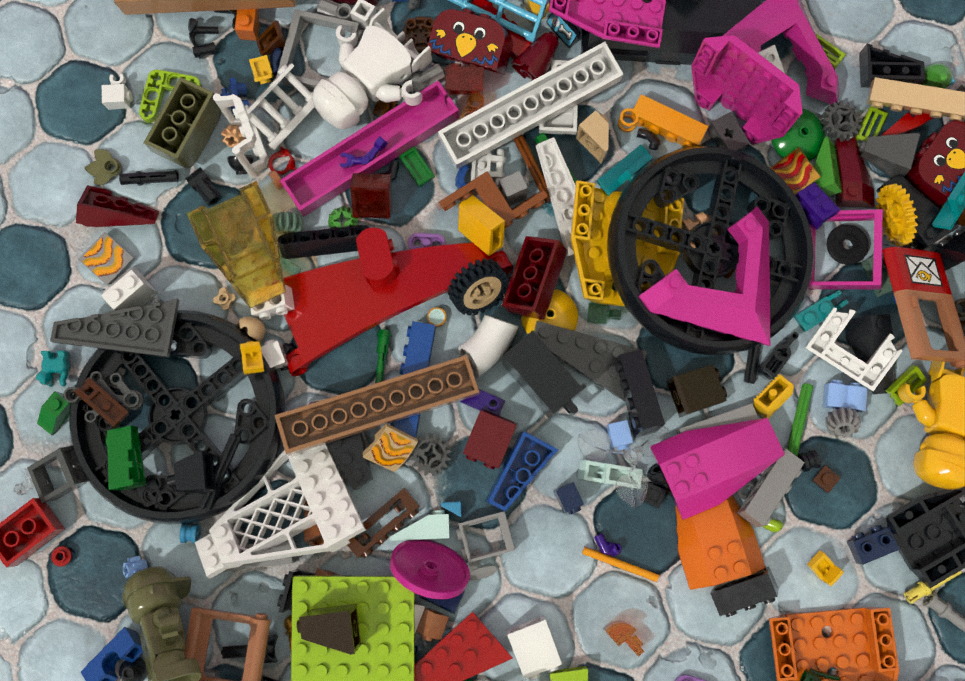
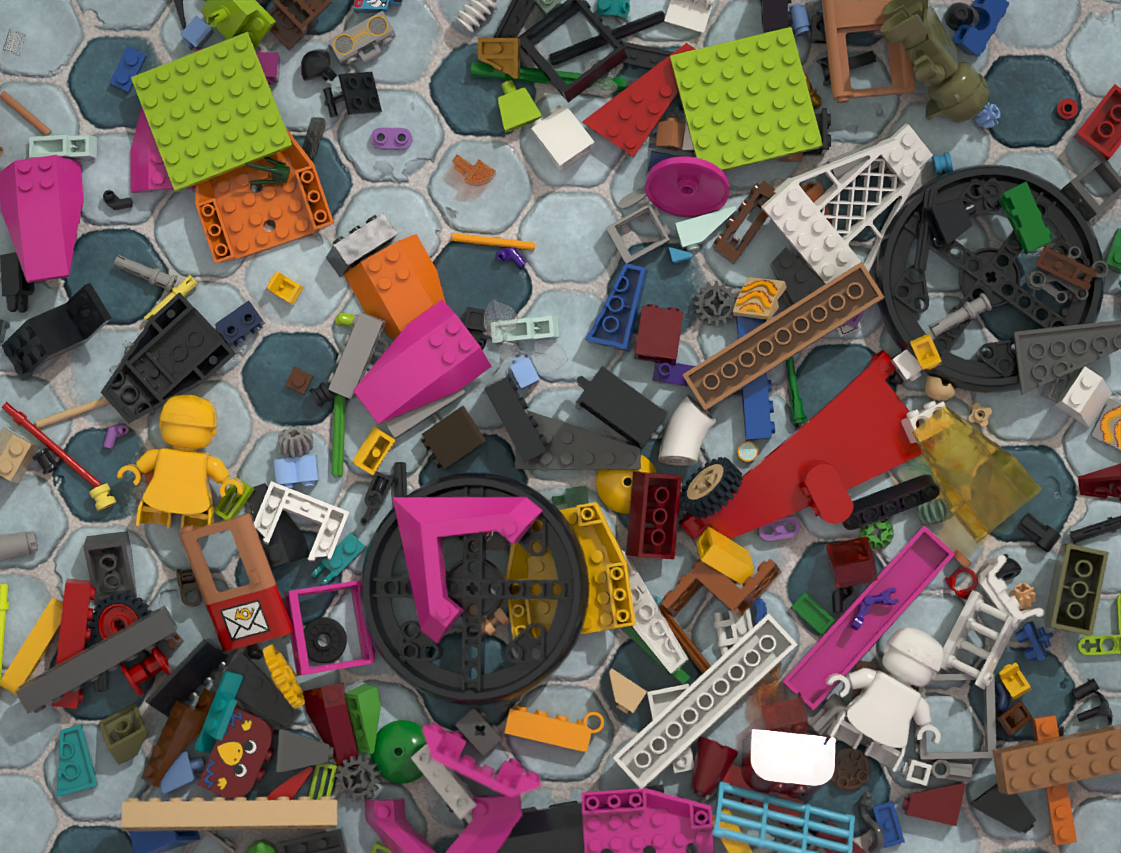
camera: 165 degrees right, 5 degrees up
(203, 386) = (968, 311): none -> light grey pin
(332, 627) = (768, 105): dark brown slope -> none
(514, 188) = (700, 609): light grey brick -> none
(569, 498) = (563, 292): dark blue piece -> none
(625, 169) = (583, 660): teal bracket -> none
(651, 137) = (562, 709): black arm -> none
(796, 170) = (399, 703): slope -> none
(816, 205) = (371, 667): dark purple bracket -> none

